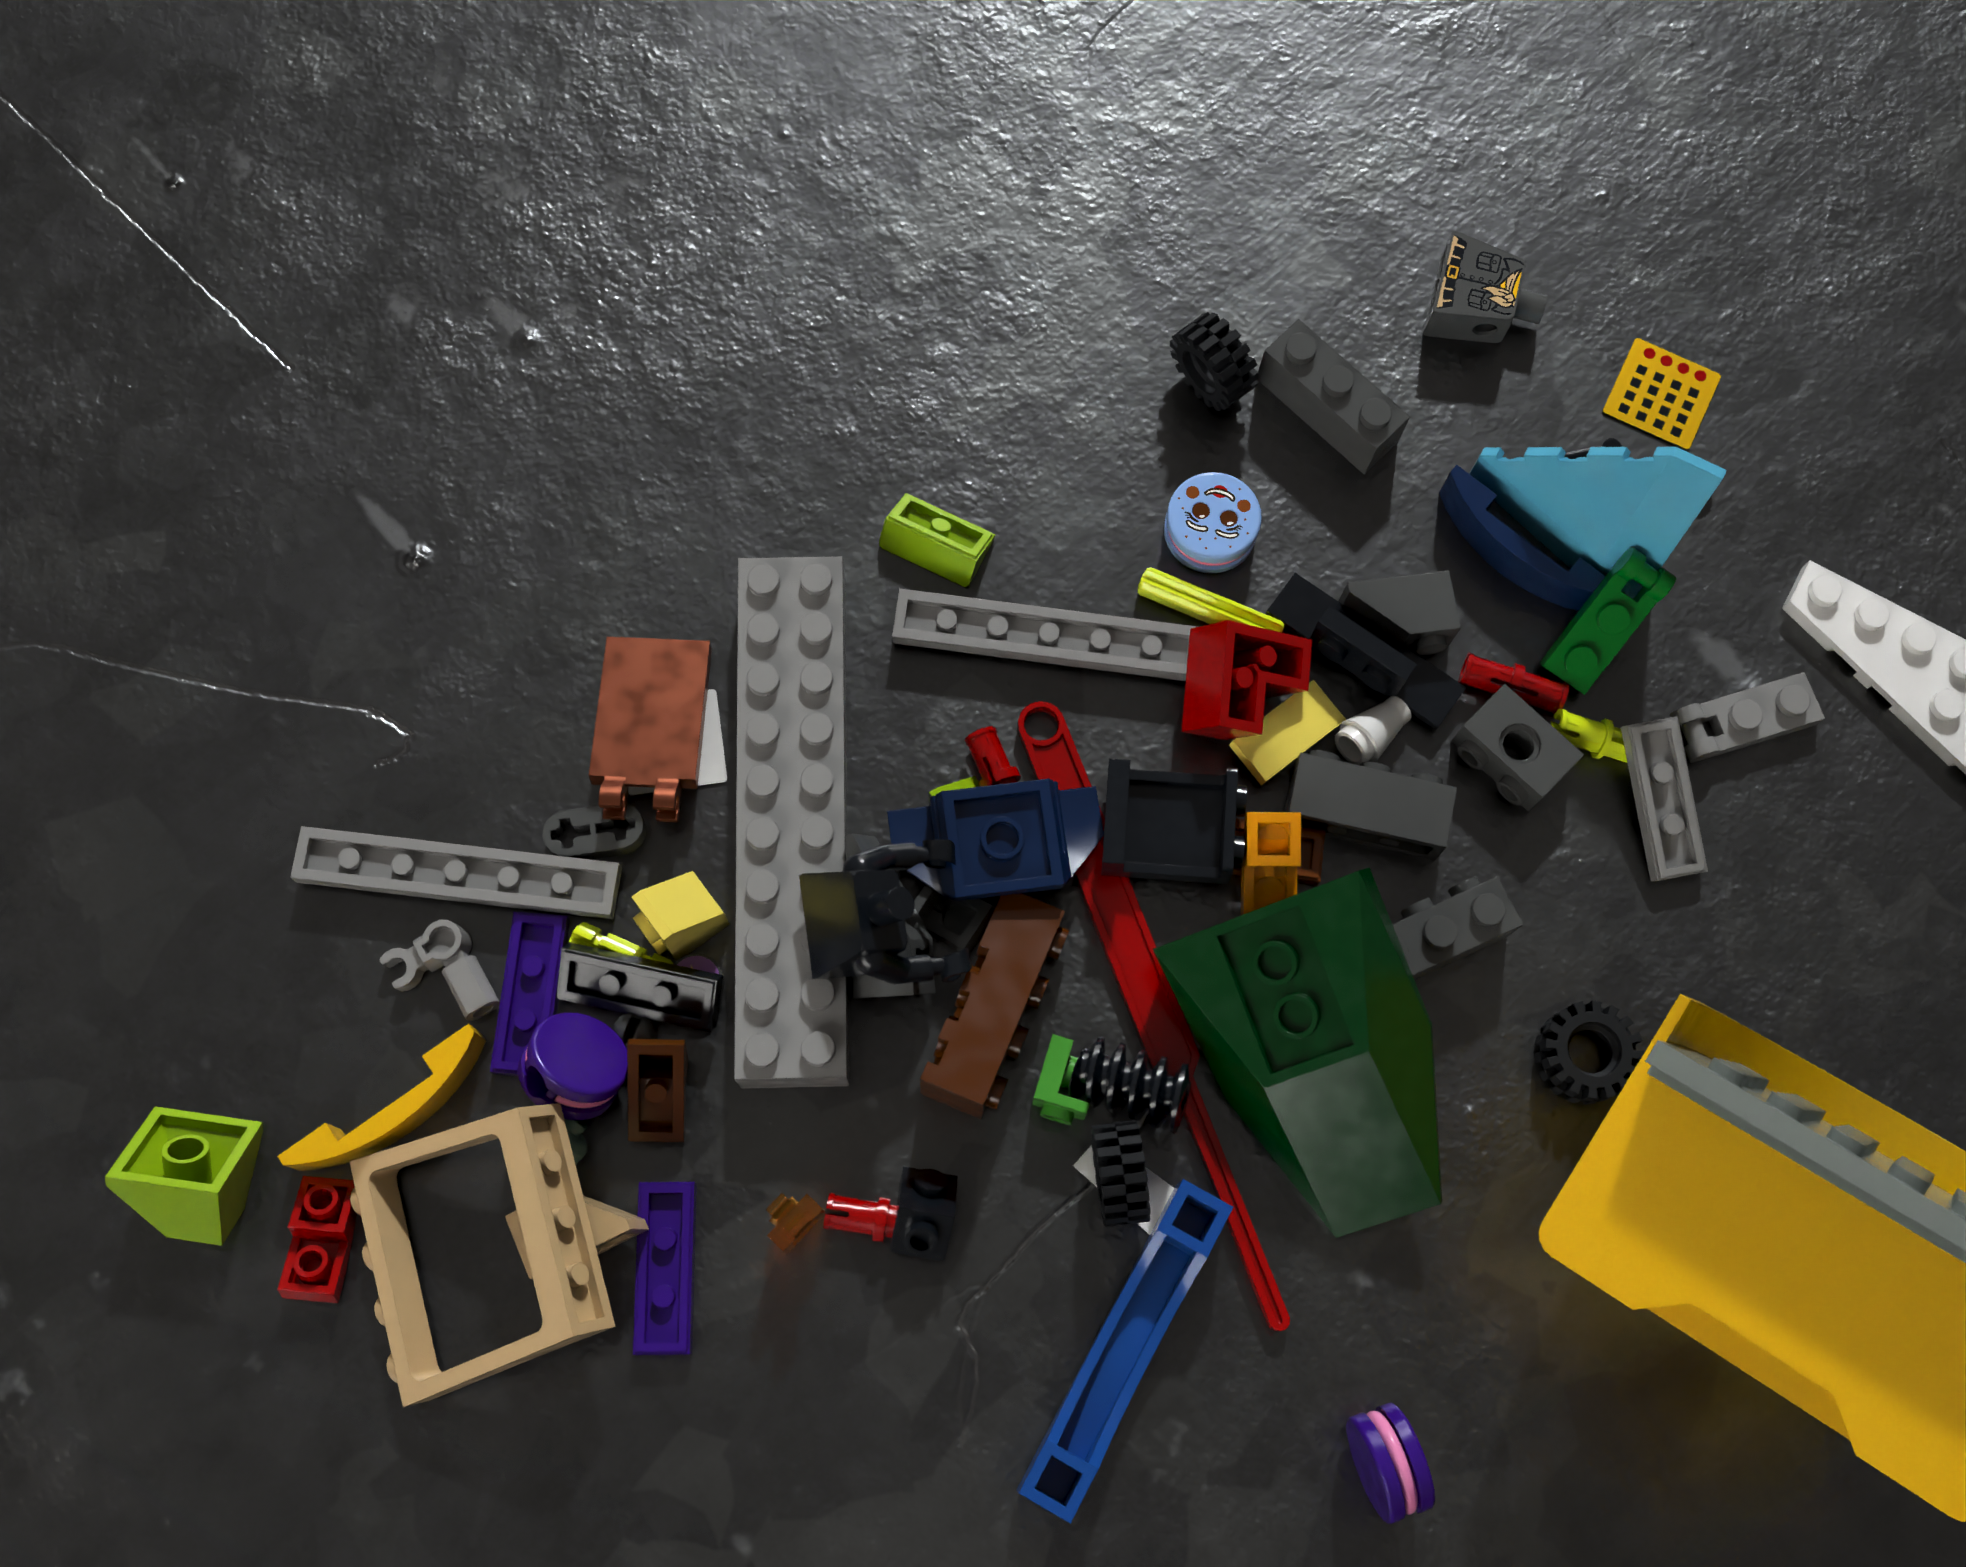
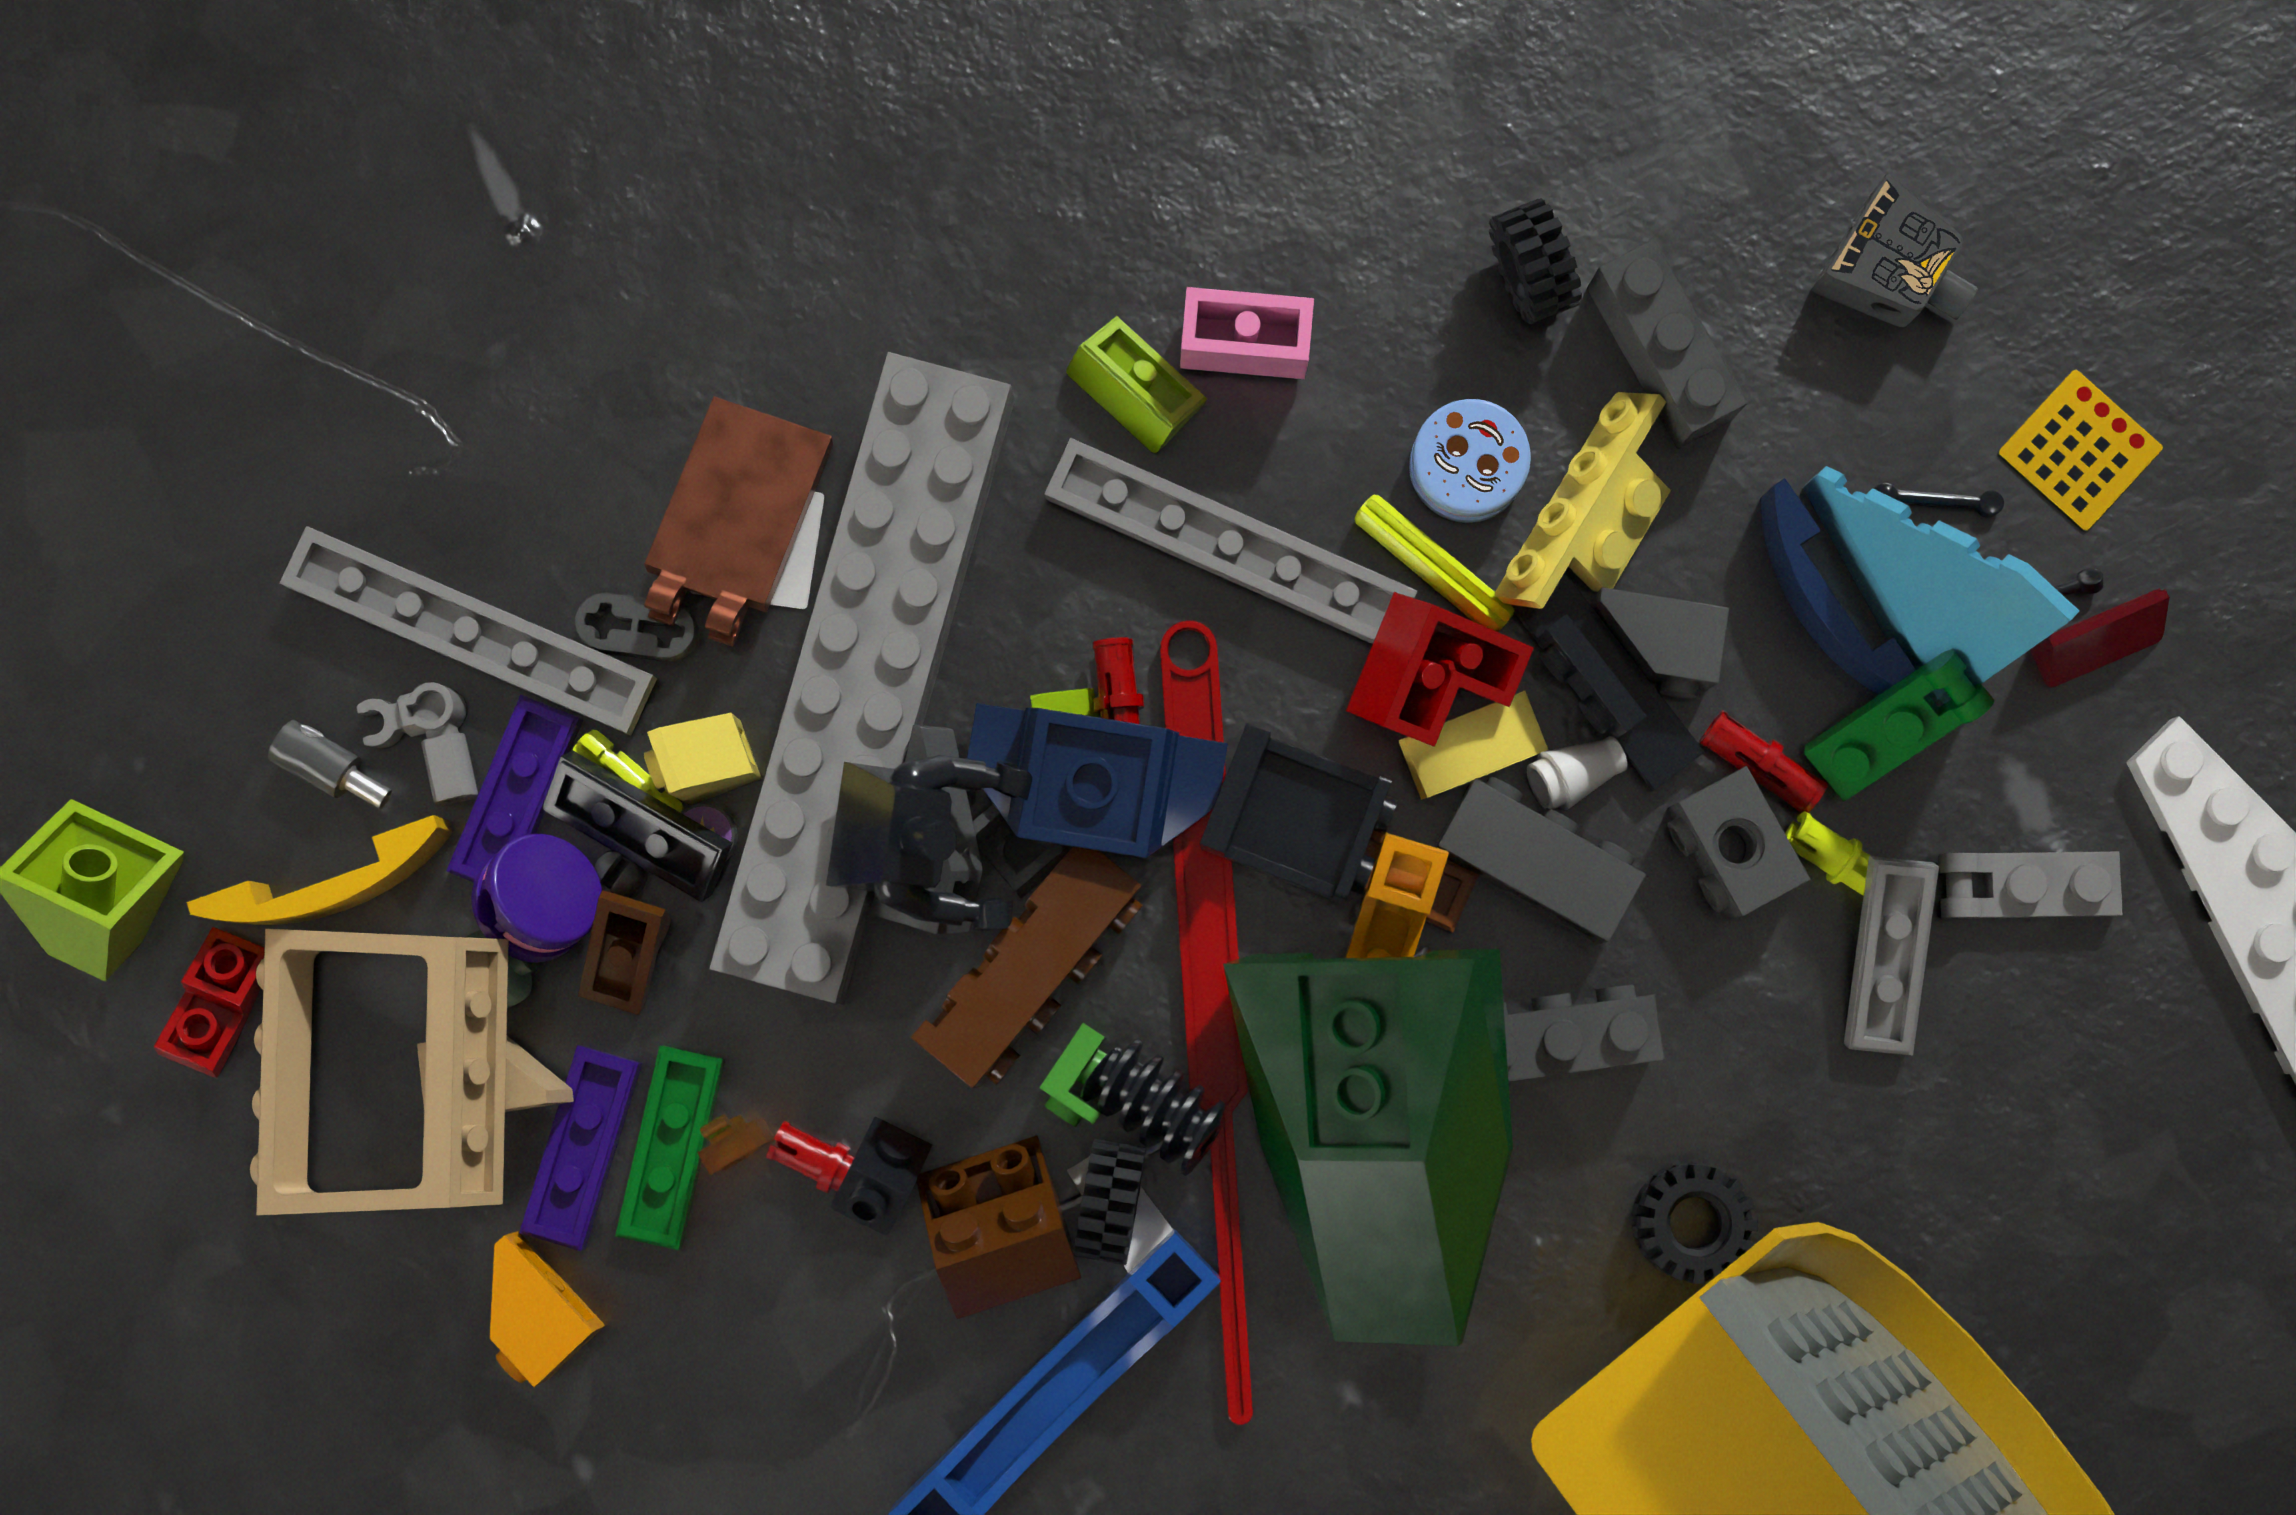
camera: 20 degrees right, 10 degrees up
(364, 1014) = (324, 764): none -> dark grey piece
(666, 1420) = (534, 1313): none -> light orange slope
(740, 1245) = (667, 1146): none -> green tile
(1012, 472) = (1246, 333): none -> bright pink brick
(1033, 1226) = (996, 1227): none -> reddish brown slope
(1321, 530) = (1596, 510): none -> light yellow bracket
(1730, 520) = (2102, 638): none -> dark red slope

